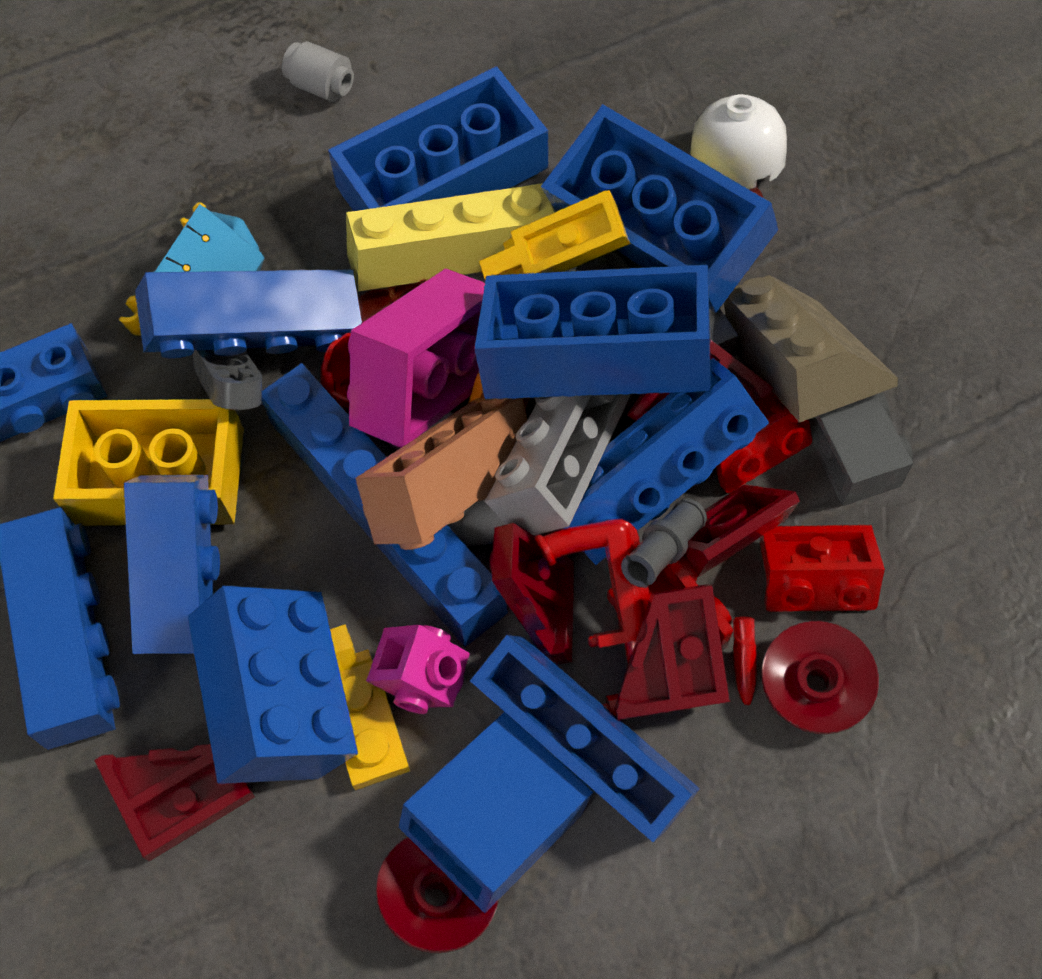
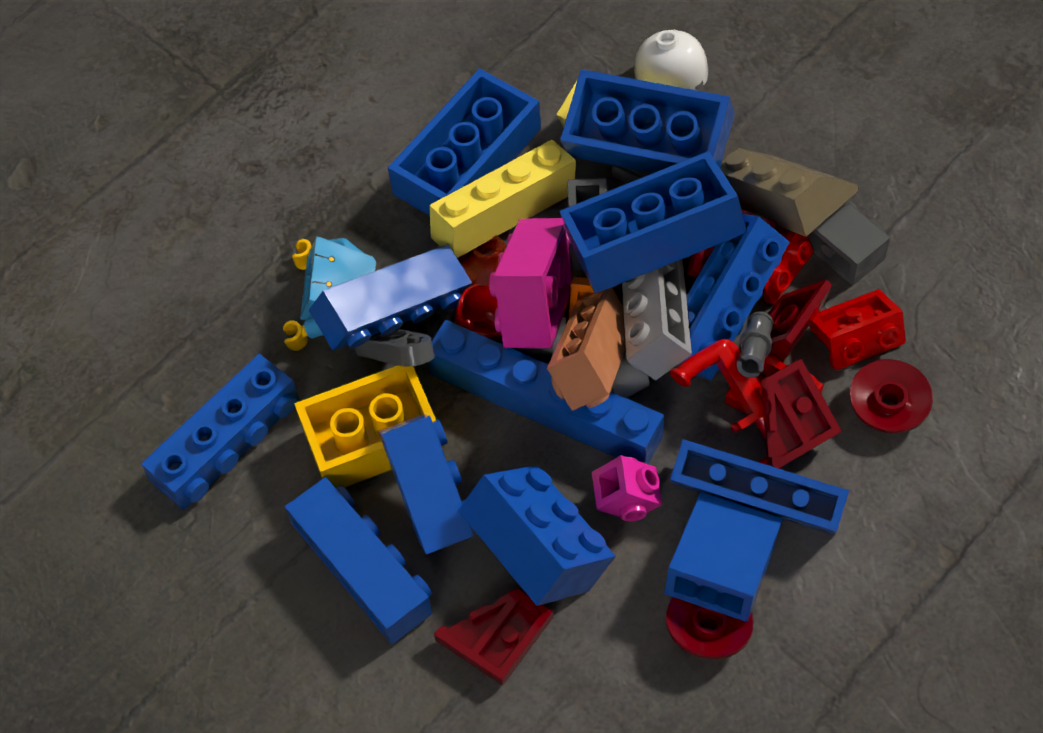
camera: 20 degrees left, 5 degrees down
(318, 70) = (338, 115): light grey brick -> none
(372, 721) = (628, 553): yellow hinge -> none
(535, 590) = (680, 407): dark red wing -> none
(561, 239) = (594, 171): yellow hinge -> none
(745, 657) = (836, 404): red helmet -> none

